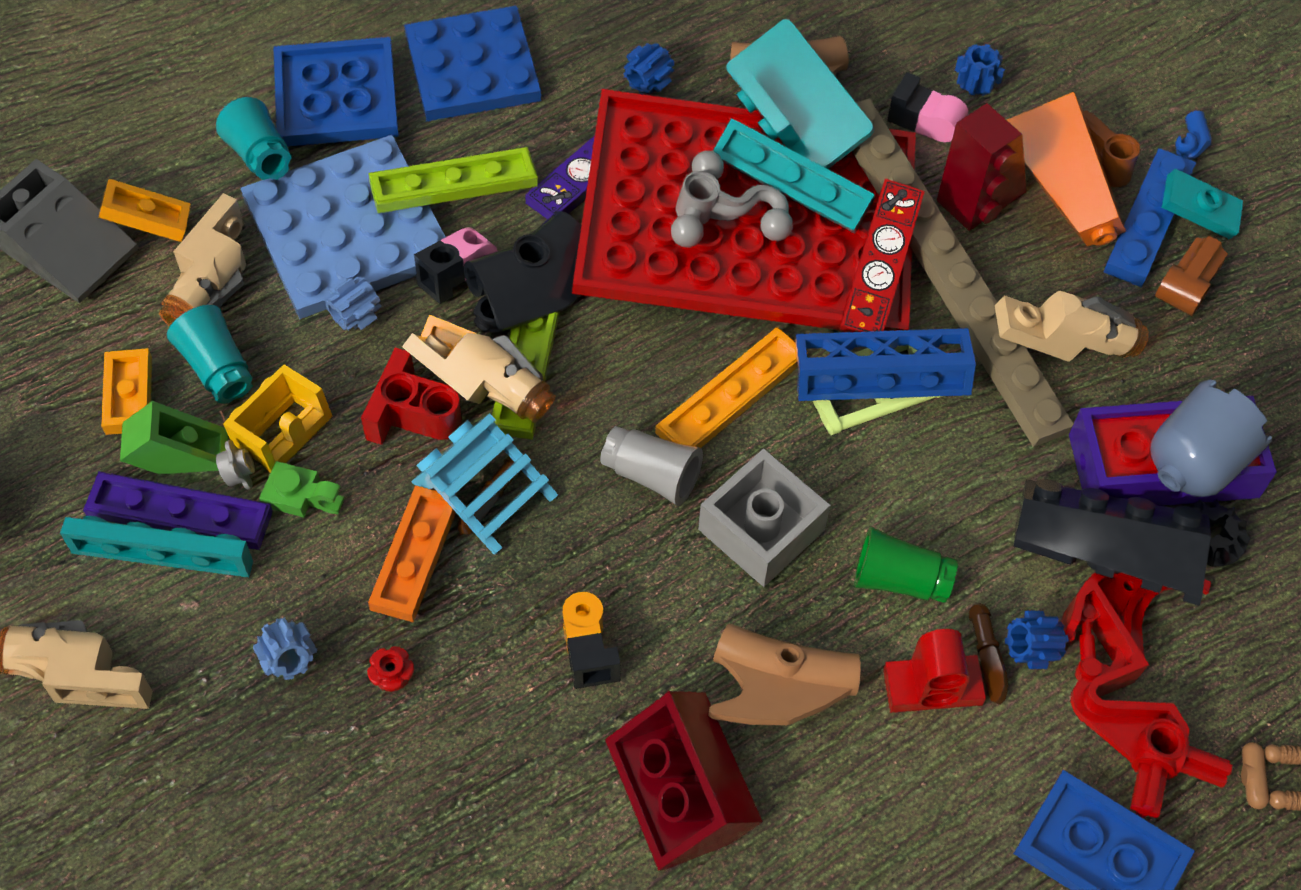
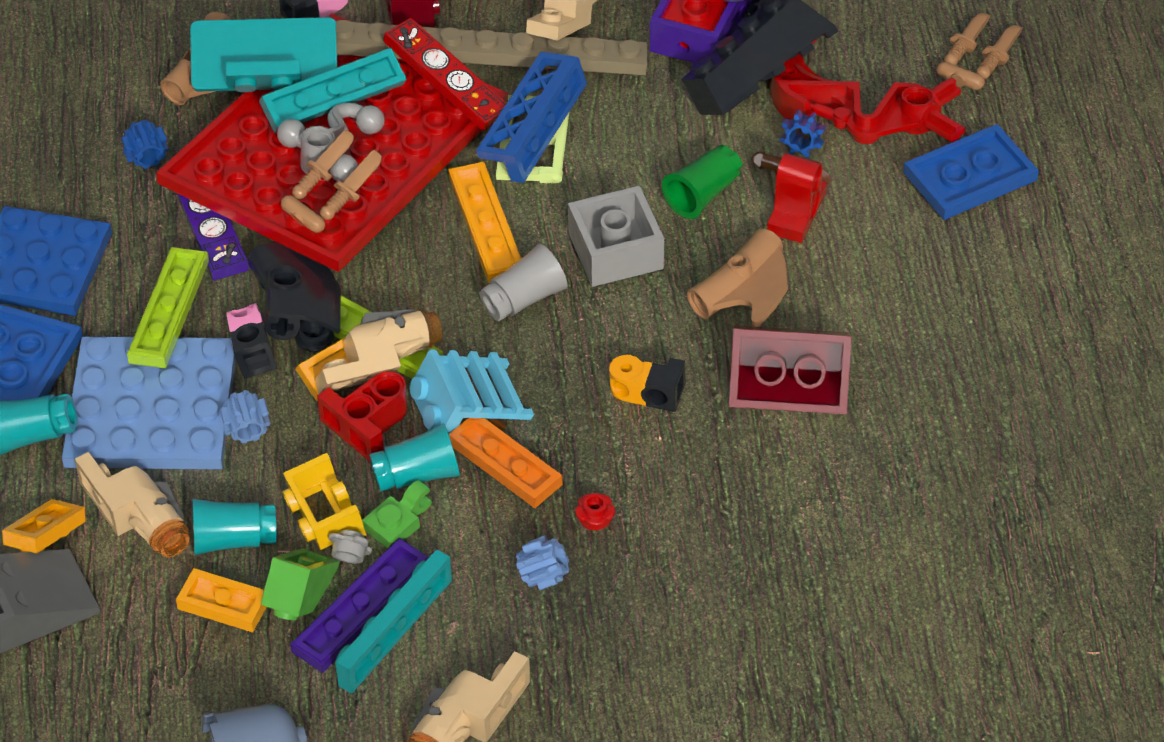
camera: 60 degrees left, 10 degrees down
(369, 474) = (417, 458): none -> teal plant
(610, 222) = (345, 191): none -> medium nougat piece

